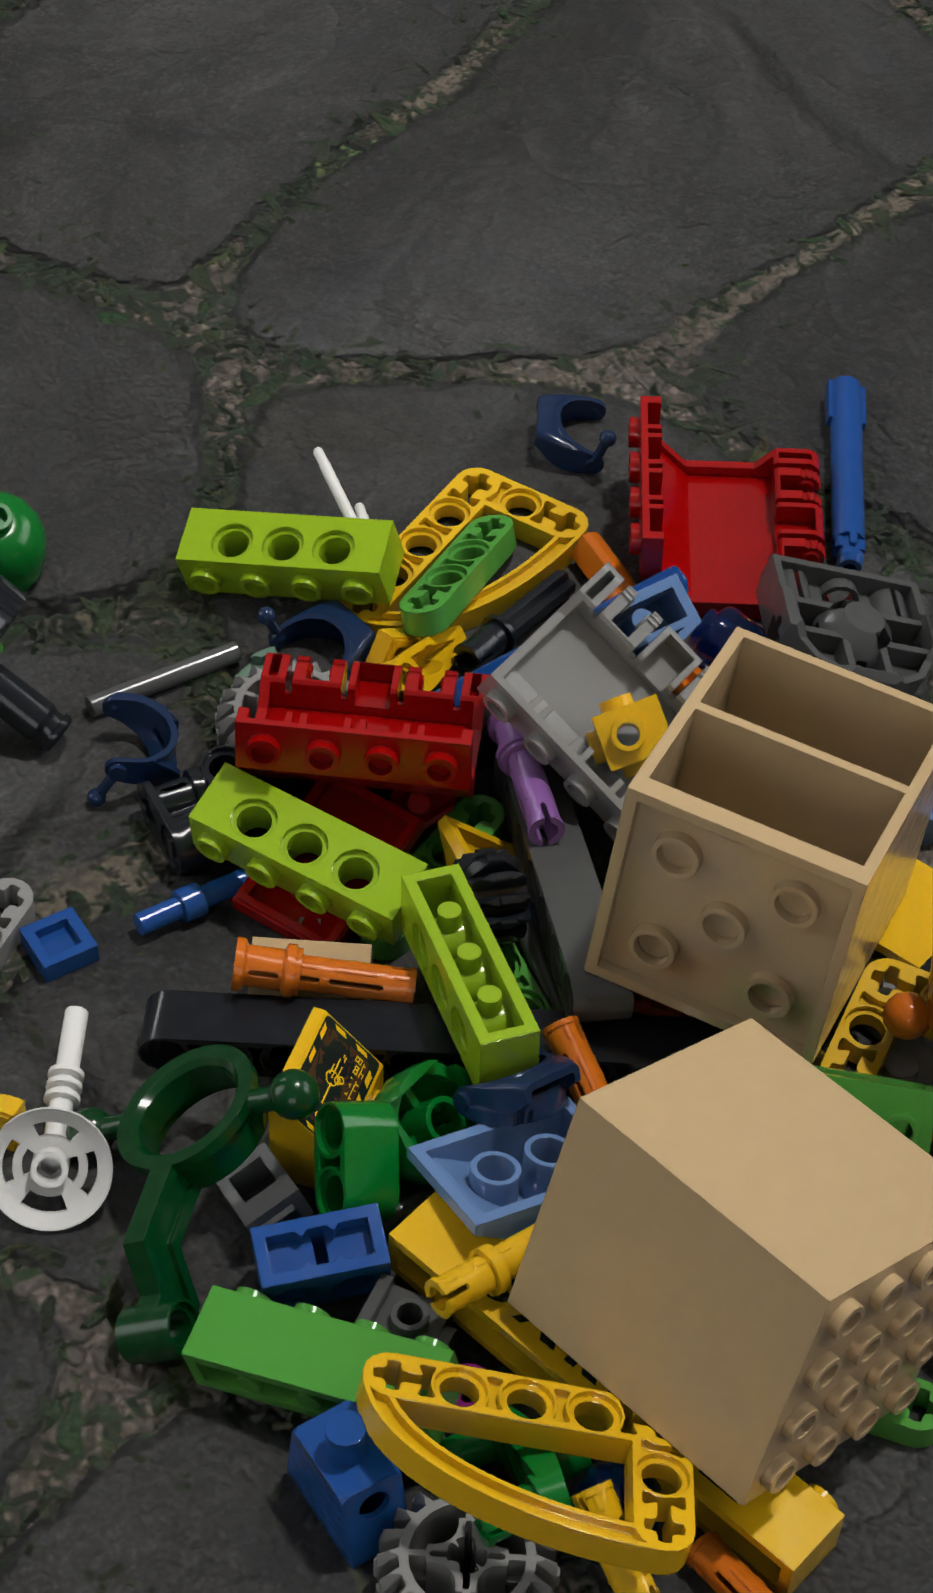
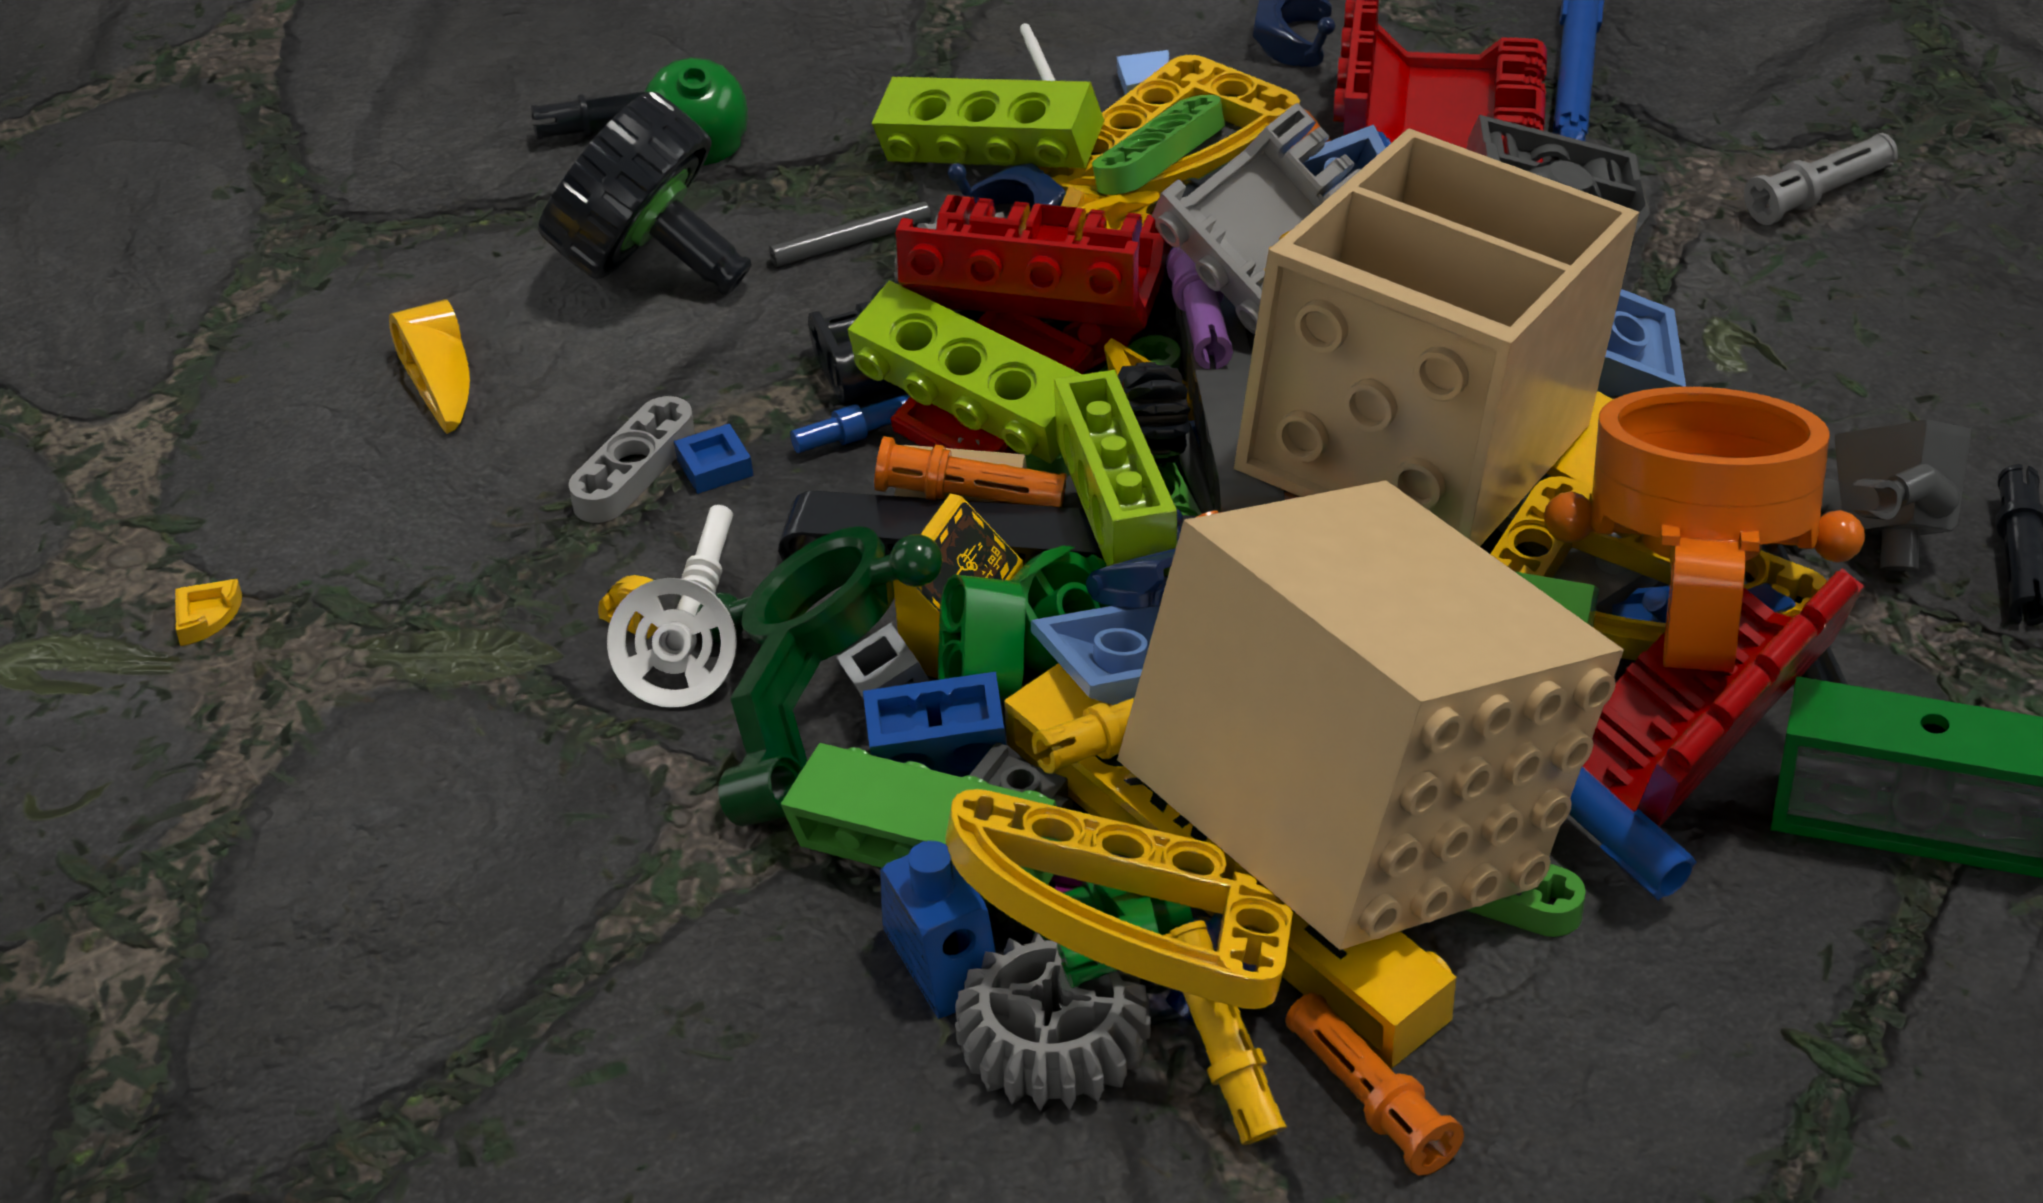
camera: 10 degrees right, 5 degrees down
(157, 732) = (833, 271): dark blue helmet -> none
(427, 482) = (1138, 67): none -> light blue tile

